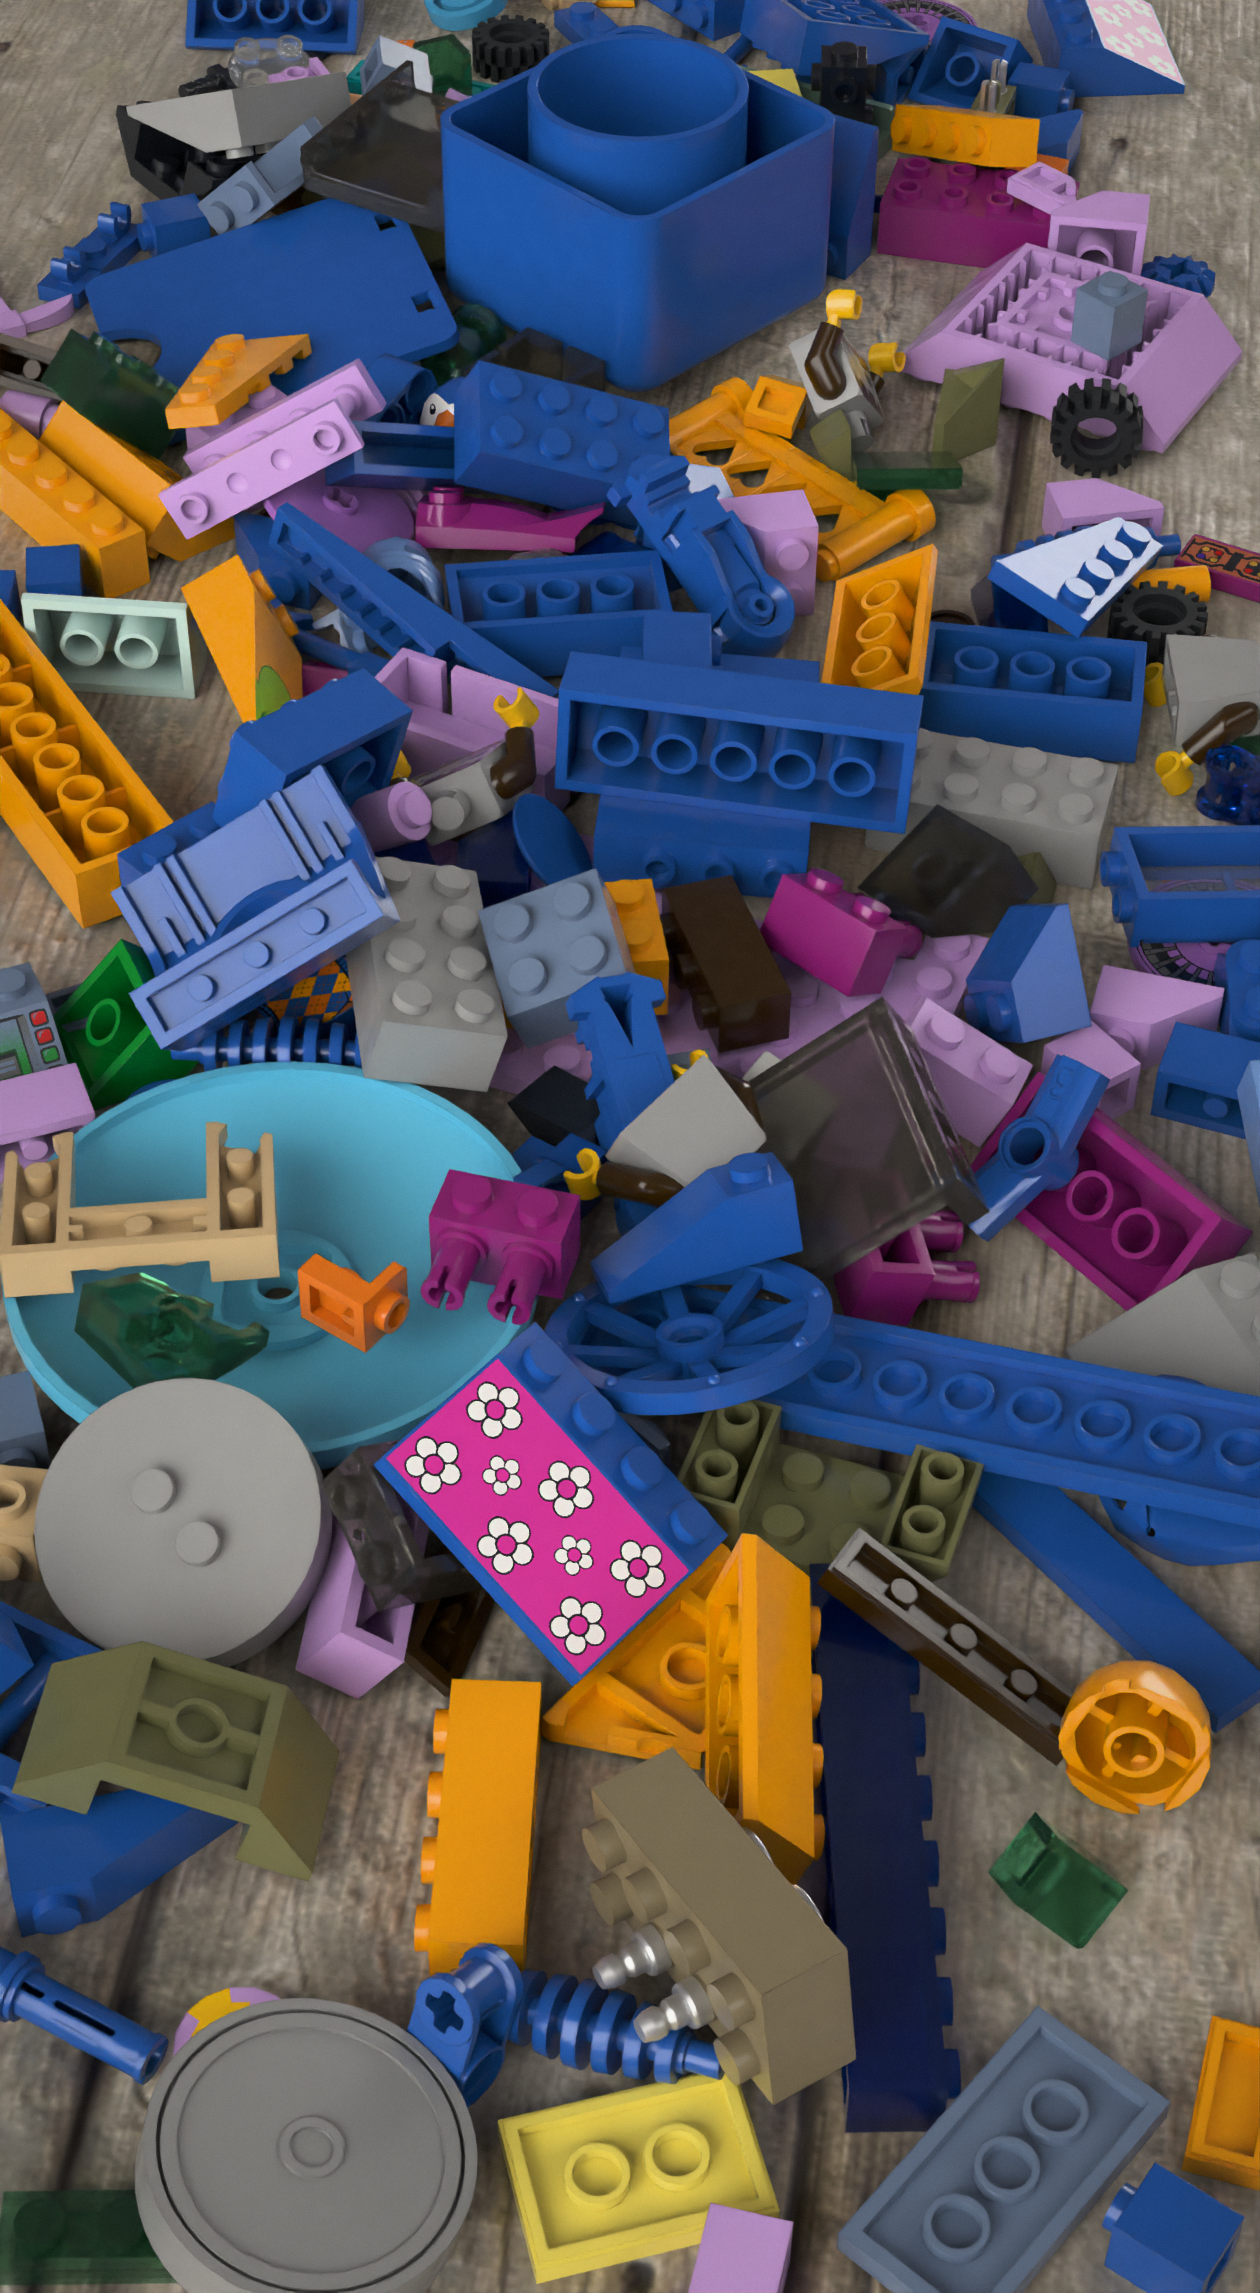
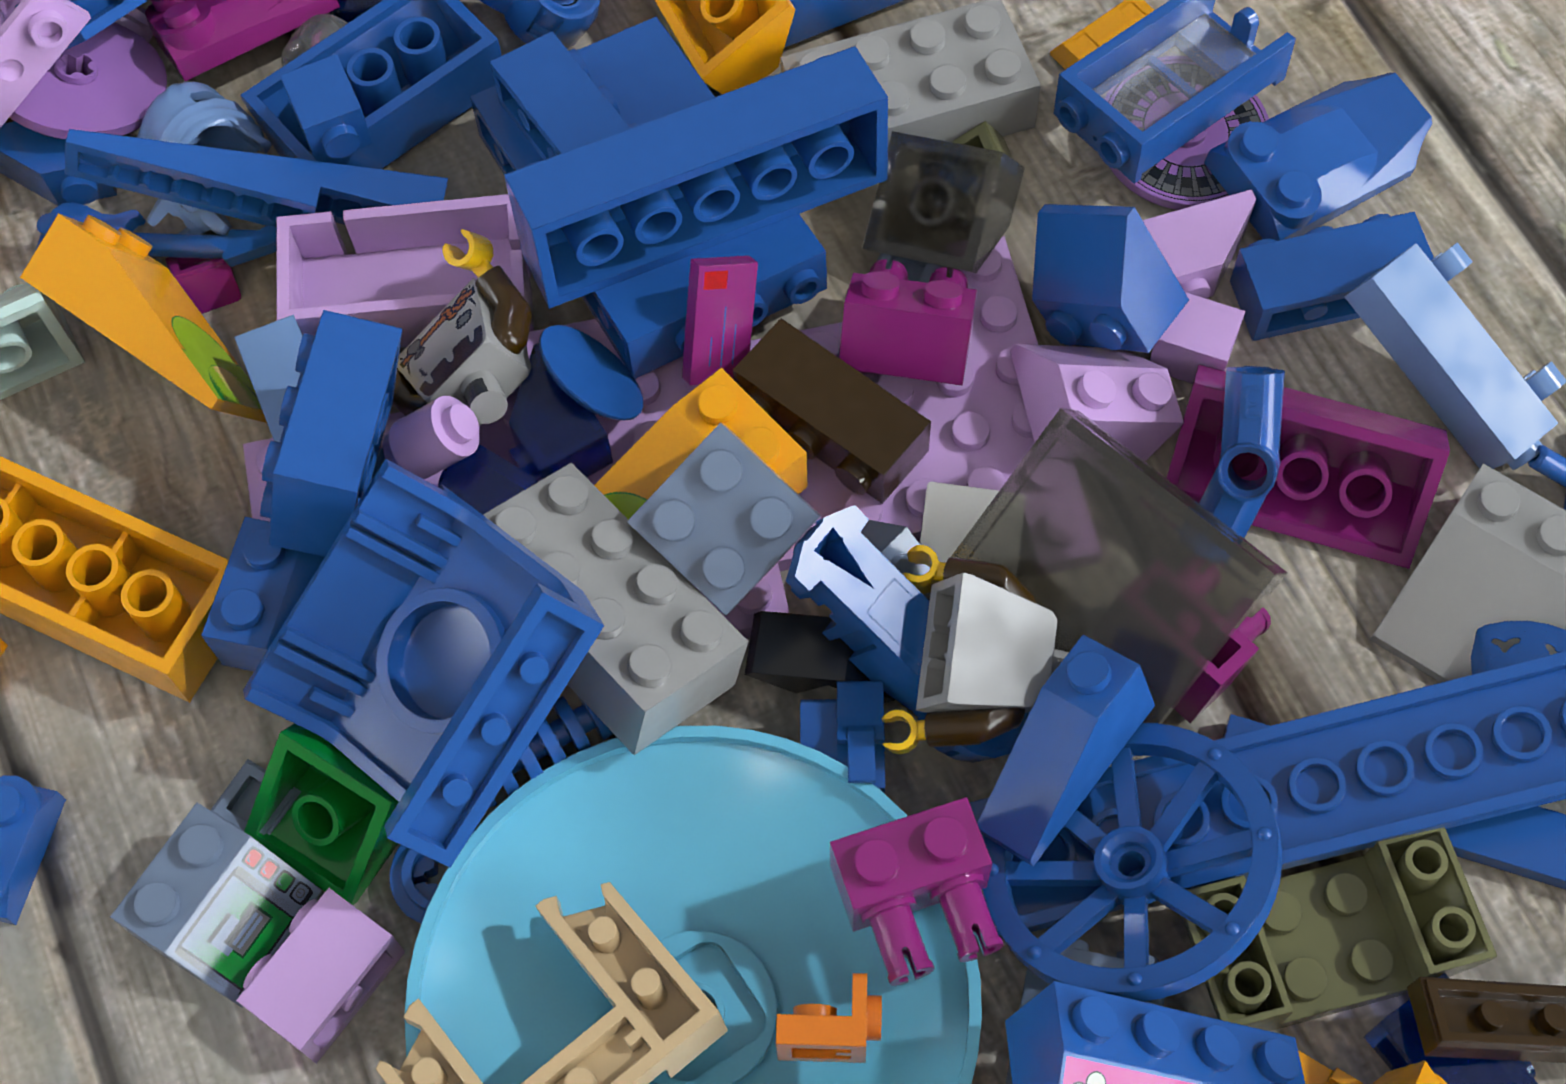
camera: 30 degrees left, 20 degrees up
(495, 590) = (327, 109): none -> blue brick
(684, 842) = (718, 315): none -> magenta tile

